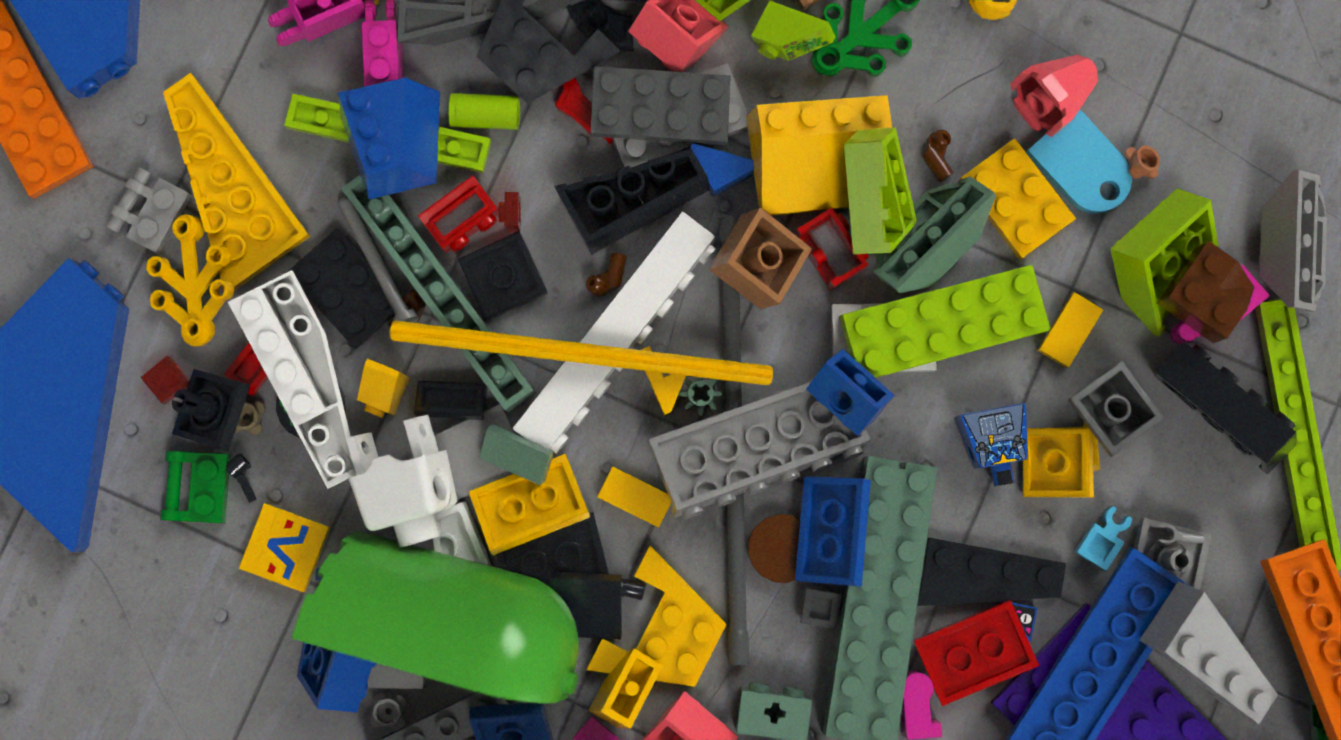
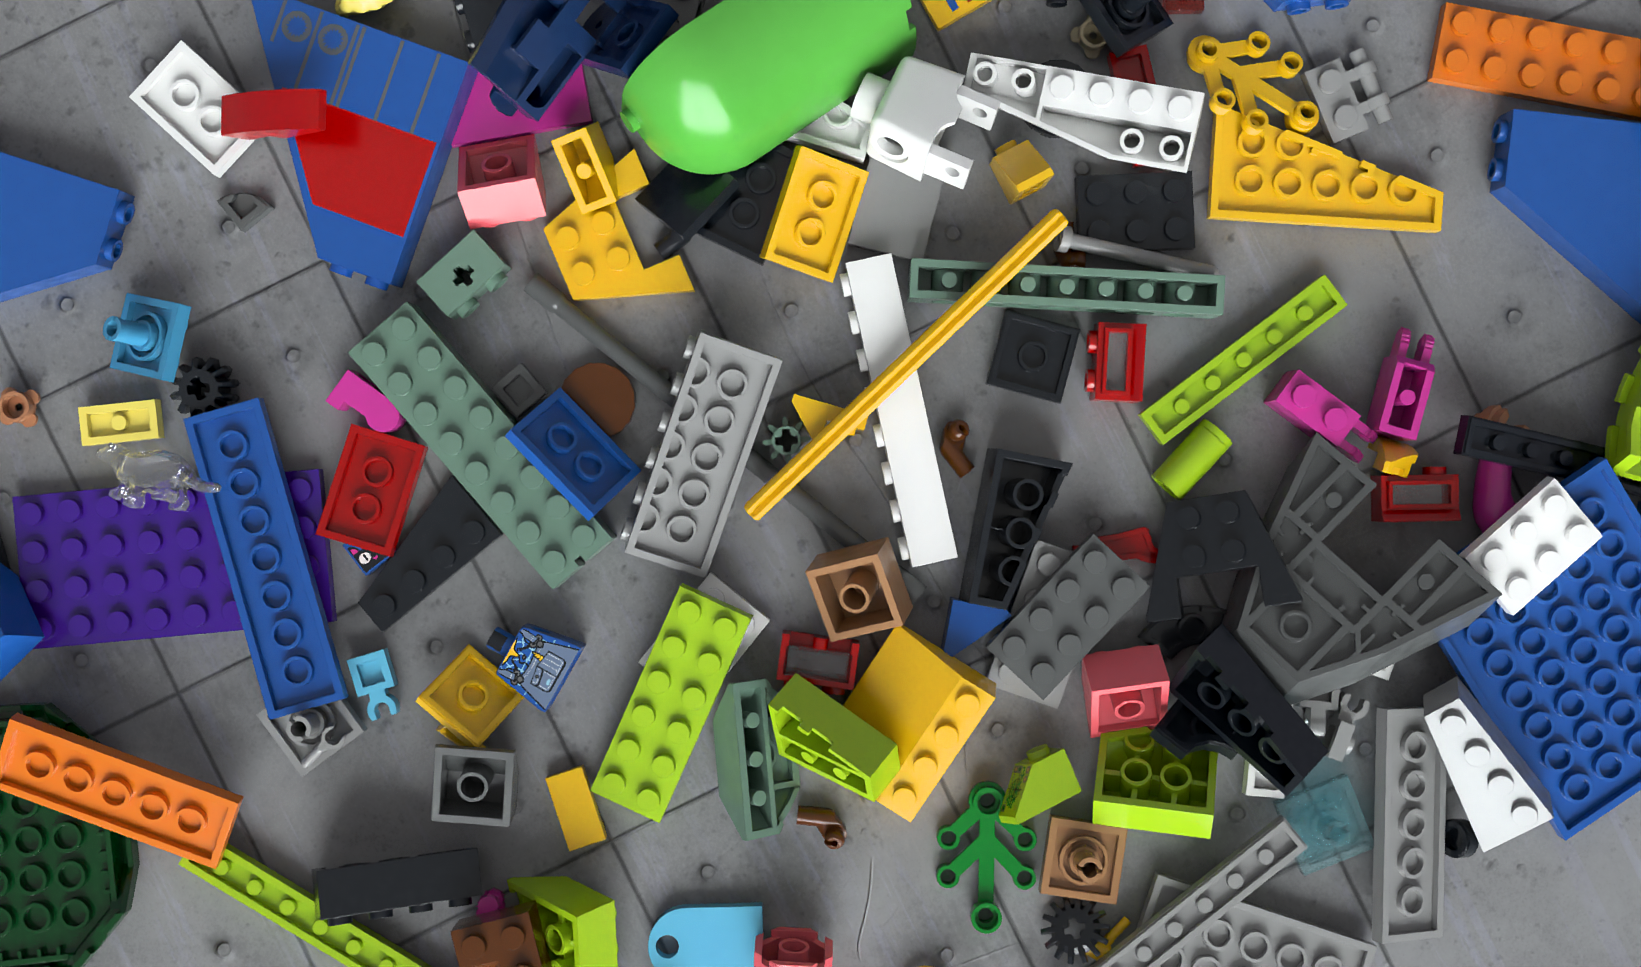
camera: 130 degrees right, 5 degrees up
(393, 134) = (1235, 360): blue wedge -> none
(450, 400) = (961, 221): black tile -> none
(510, 212) = (1083, 409): clear red plate -> none
(516, 454) = (865, 237): sand green tile -> none
(635, 497) = (746, 311): yellow tile -> none
(850, 392) = (678, 567): blue brick -> none
(1025, 203) = (716, 863): yellow plate -> none
(1205, 649) = (209, 685): light grey wedge -> none

